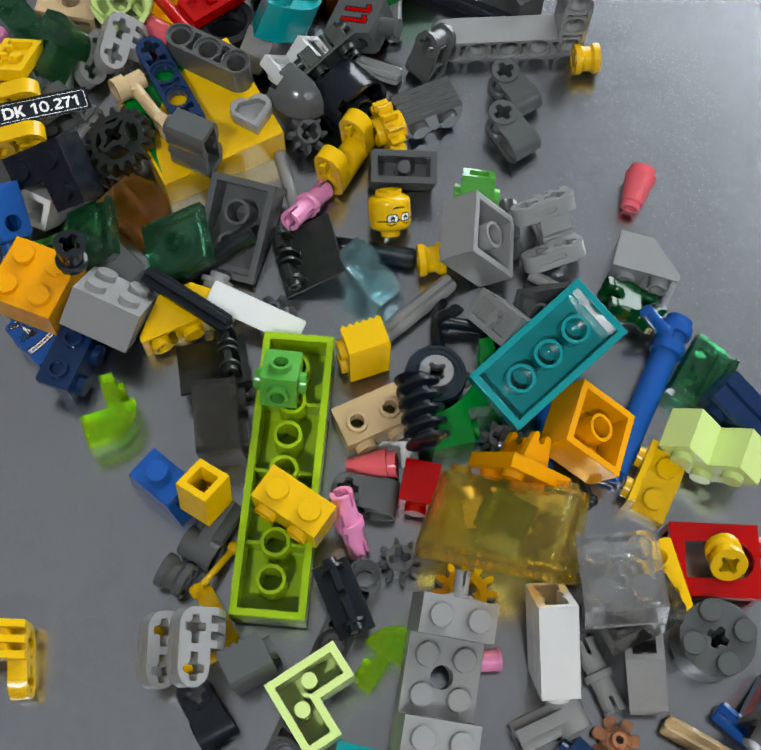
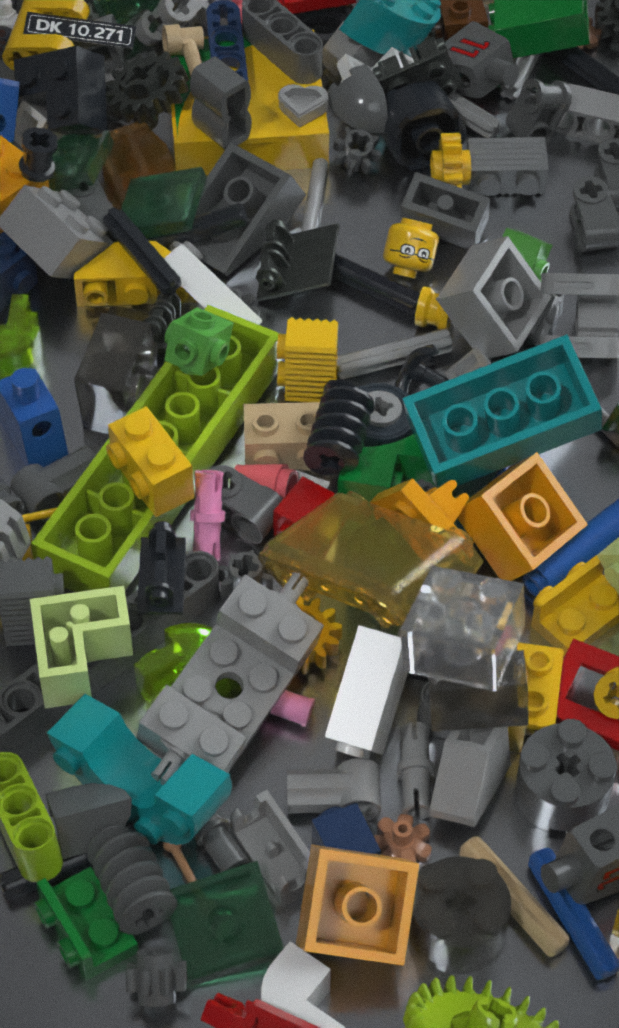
camera: 25 degrees right, 15 degrees down
(204, 492) = (65, 423): yellow brick -> none
(307, 205) = (321, 213): bright pink pin -> none
(341, 164) = (377, 192): yellow connector -> none
(365, 263) = (357, 292): clear light blue brick -> none

